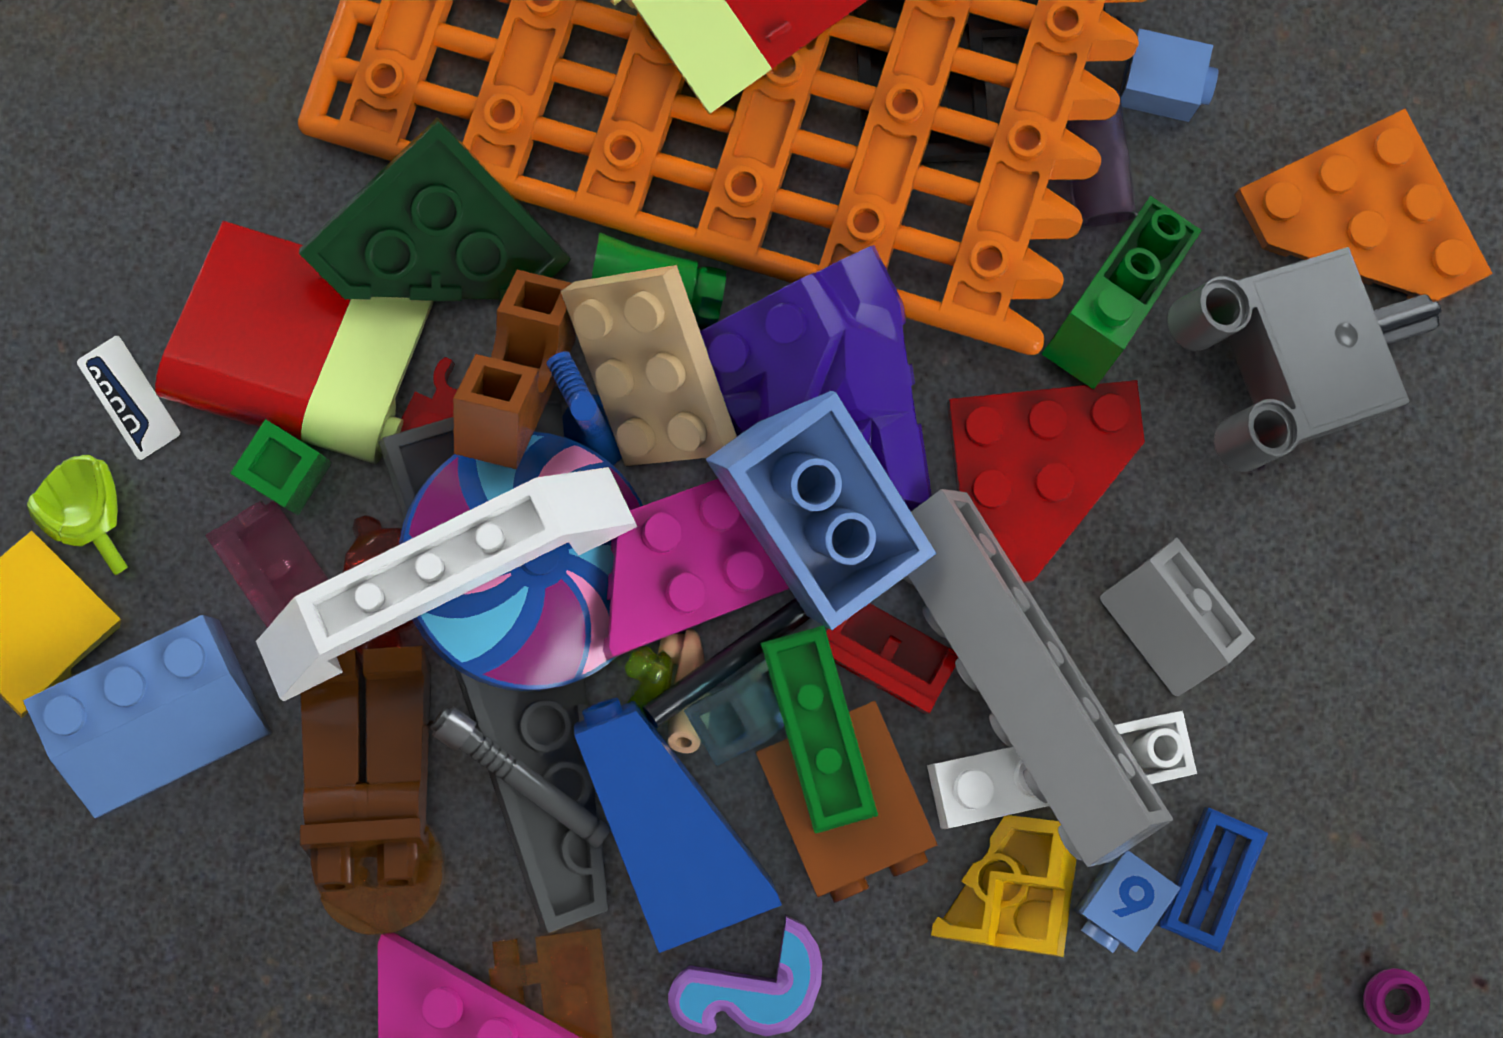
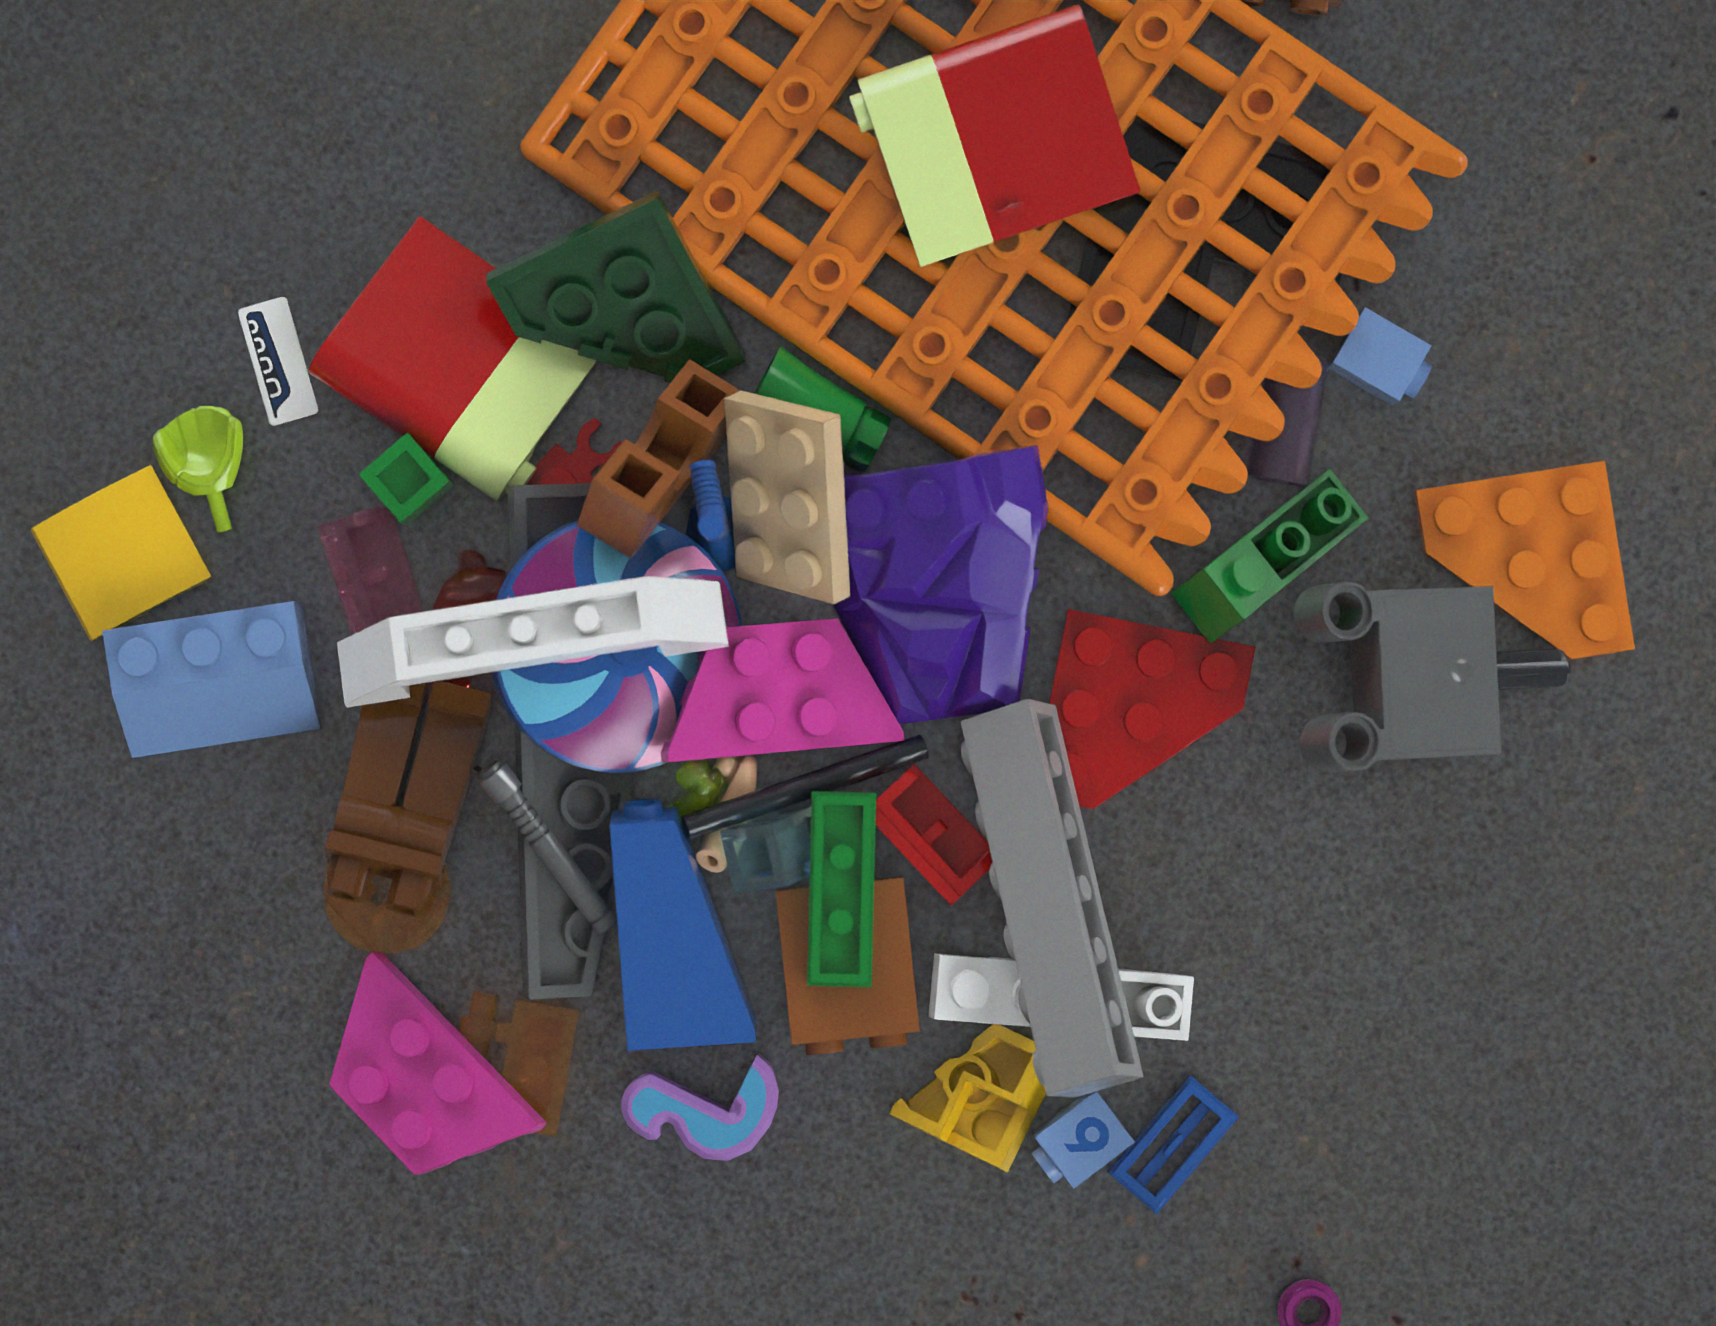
camera: 20 degrees right, 5 degrees up
(822, 508) = (907, 683): medium blue slope -> none
(1177, 618) = (1220, 887): light grey panel -> none

